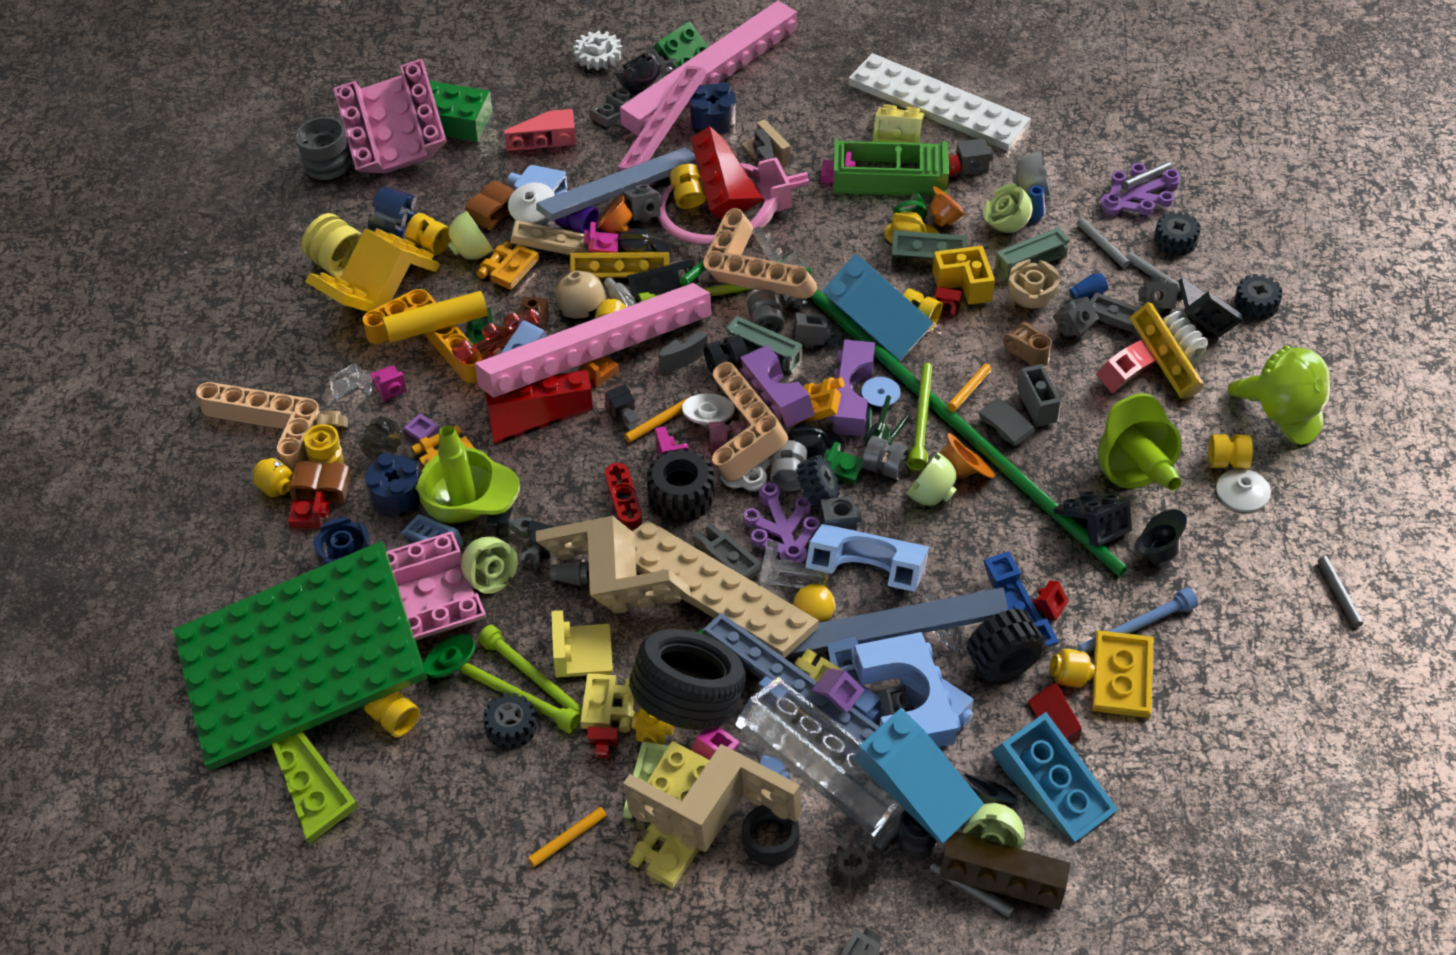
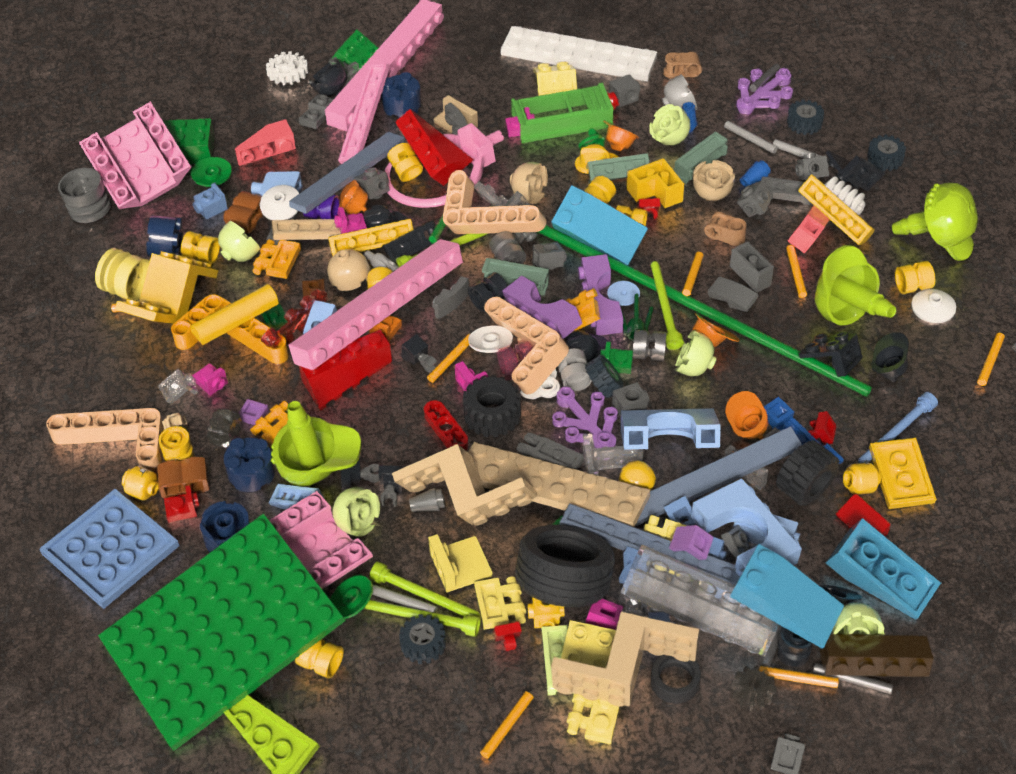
camera: 15 degrees left, 0 degrees up
(217, 539) = (109, 548): none -> medium blue plate
(458, 185) = (210, 202): none -> medium blue brick
(471, 151) = (211, 171): none -> green dish
(504, 672) = (403, 599): none -> light grey bar
(820, 239) = (529, 181): none -> tan cylinder
(897, 268) = (601, 188): none -> yellow wheel
(912, 872) = (801, 677): none -> light orange bar
(965, 564) = (747, 415): none -> orange piece
(1056, 140) = (682, 63): none -> medium nougat piece
(1093, 415) = (799, 282): none -> light orange bar
(1285, 568) = (991, 358): none -> light orange bar

